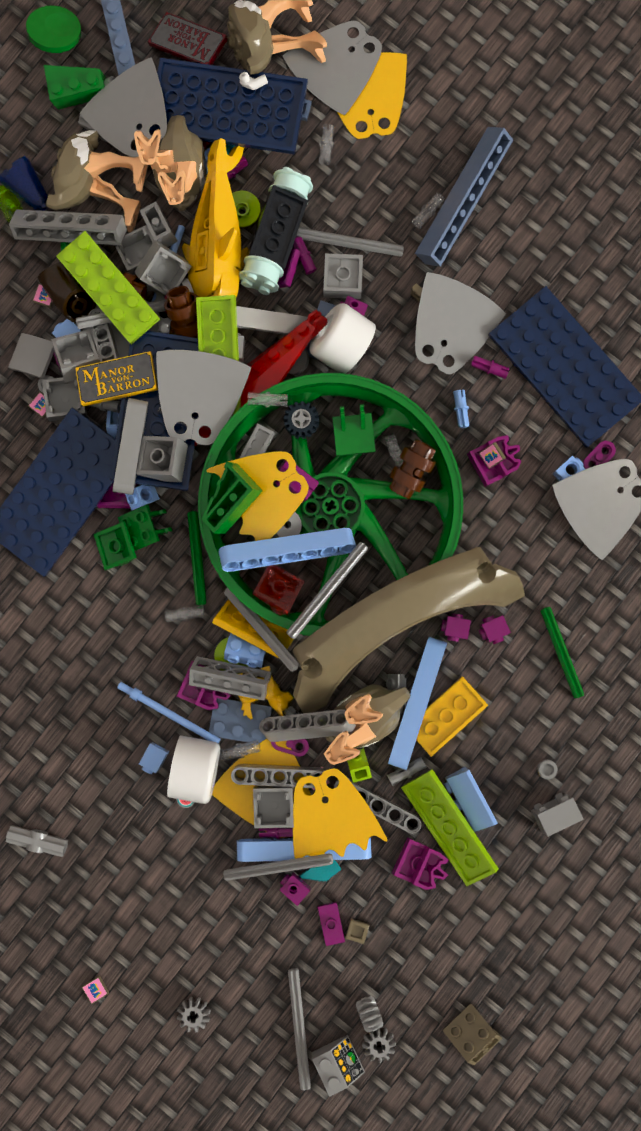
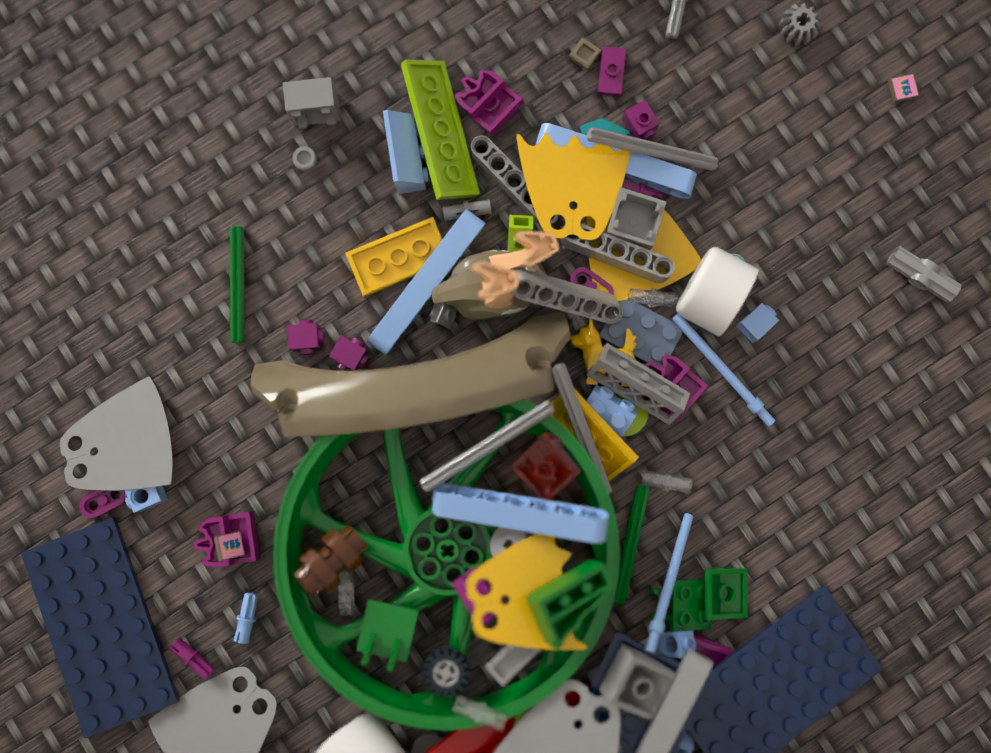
camera: 160 degrees left, 0 degrees up
(160, 503) = (656, 626): none -> light blue bar

